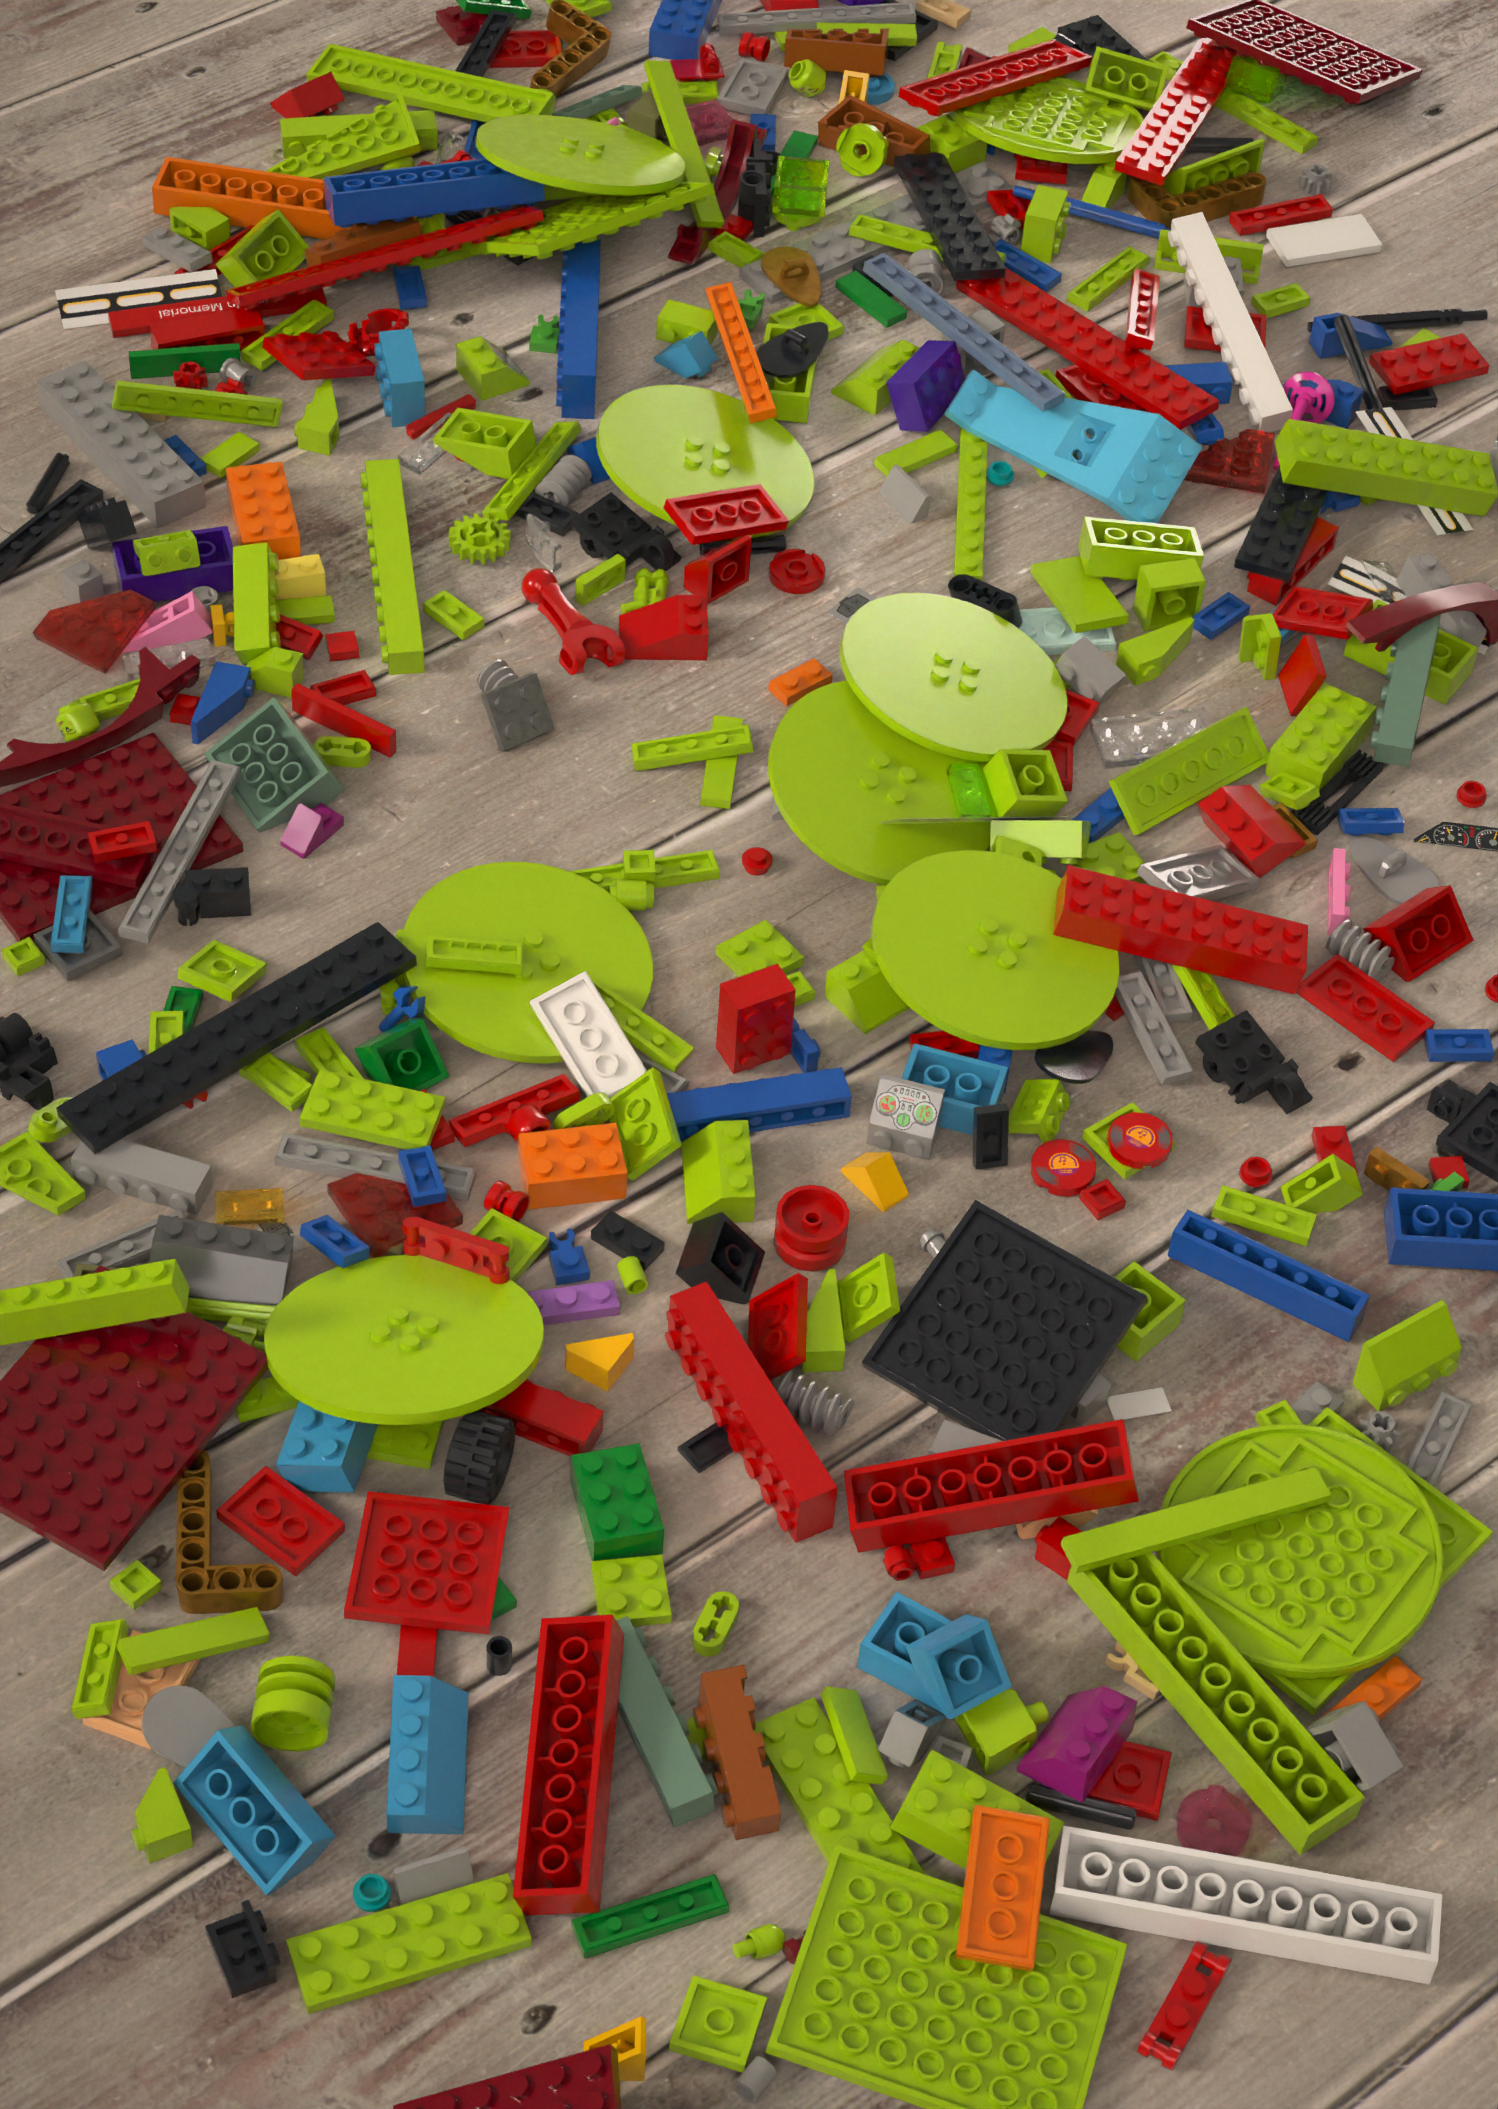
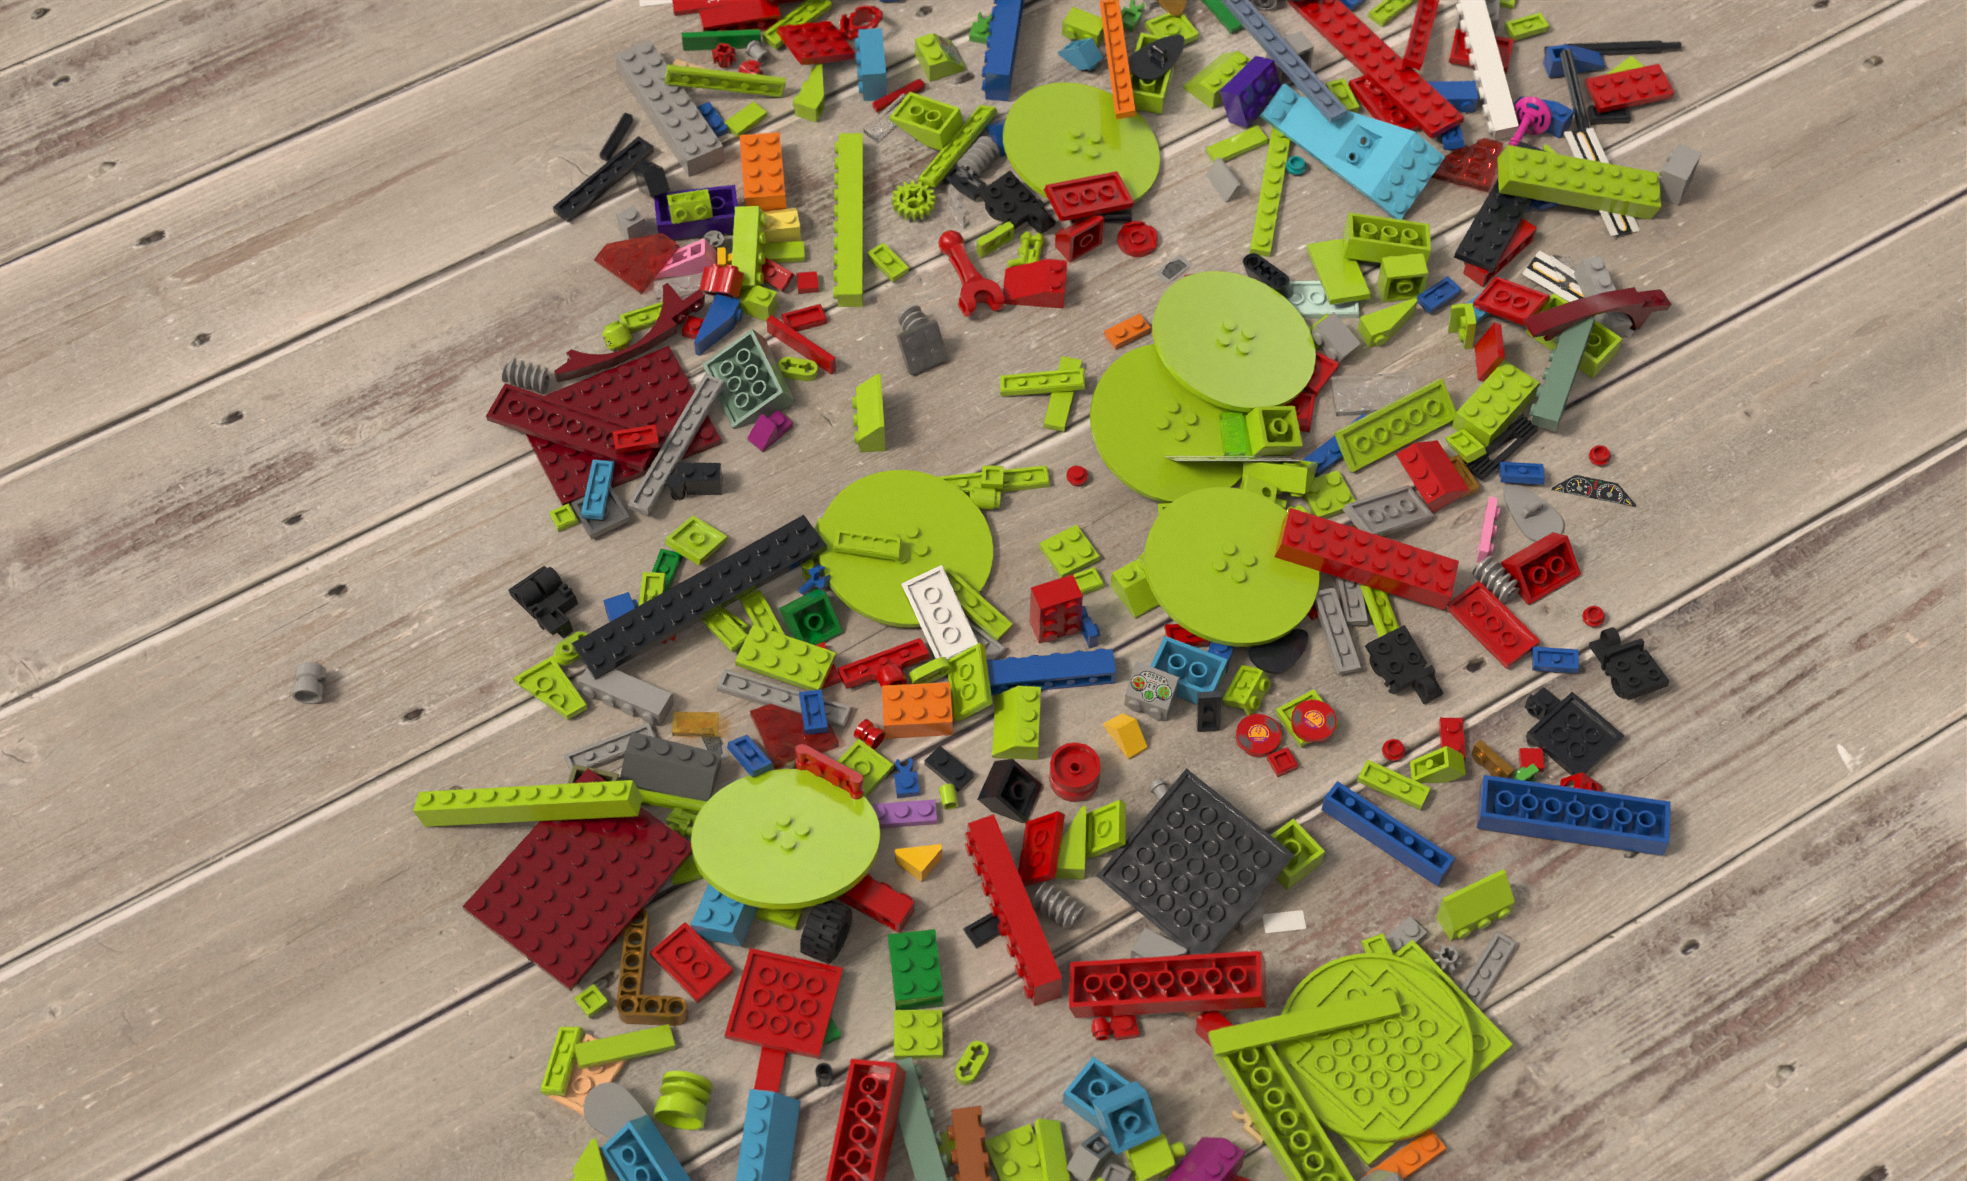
camera: 10 degrees right, 10 degrees up
(222, 642) = (721, 280): none -> red brick
(454, 799) = (869, 415): none -> lime slope

